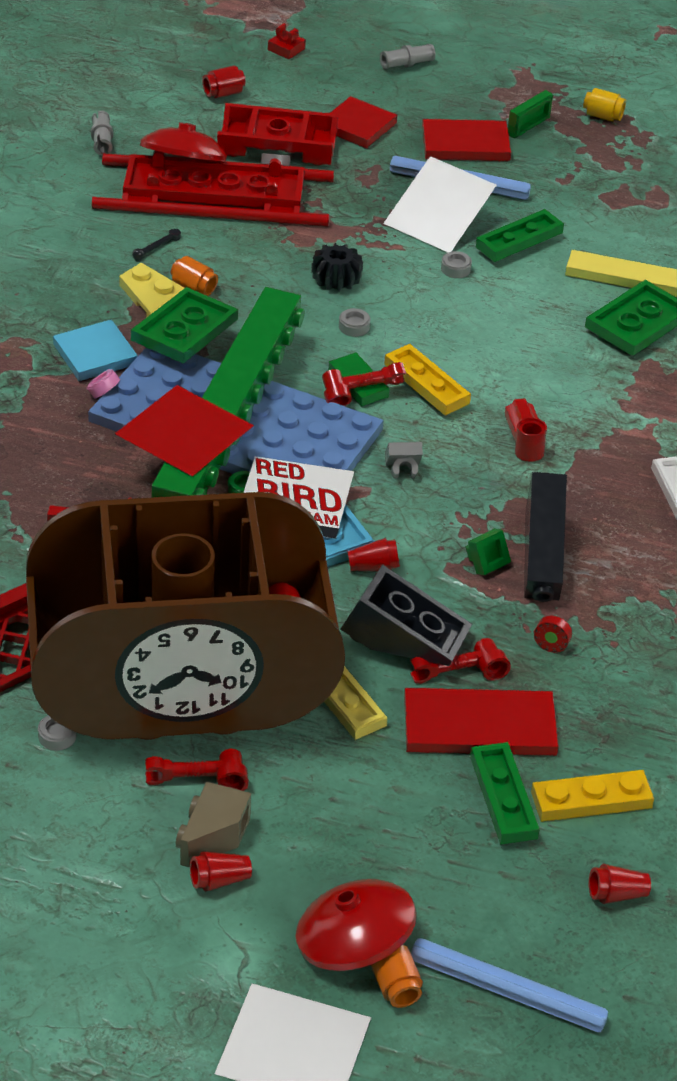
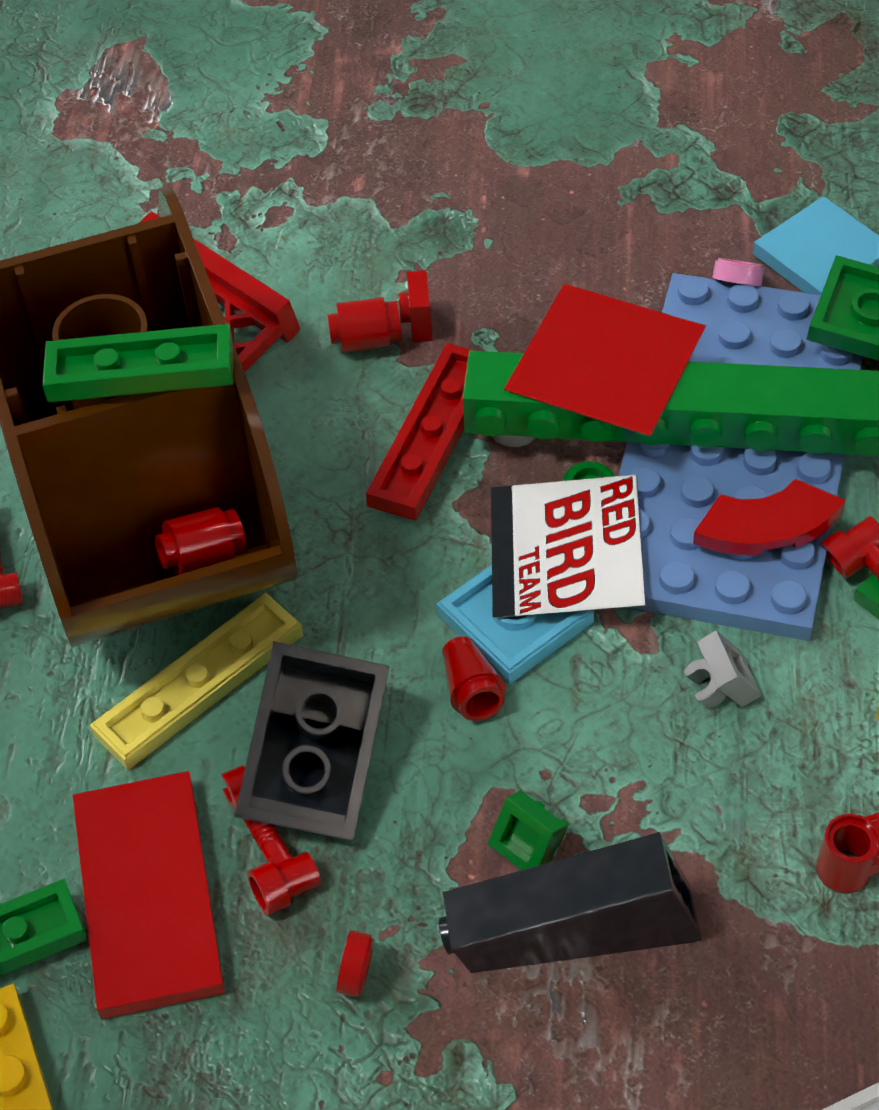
camera: 85 degrees right, 10 degrees up
(242, 524) = (138, 363): none -> green plate
(314, 408) = (771, 522): none -> red tile

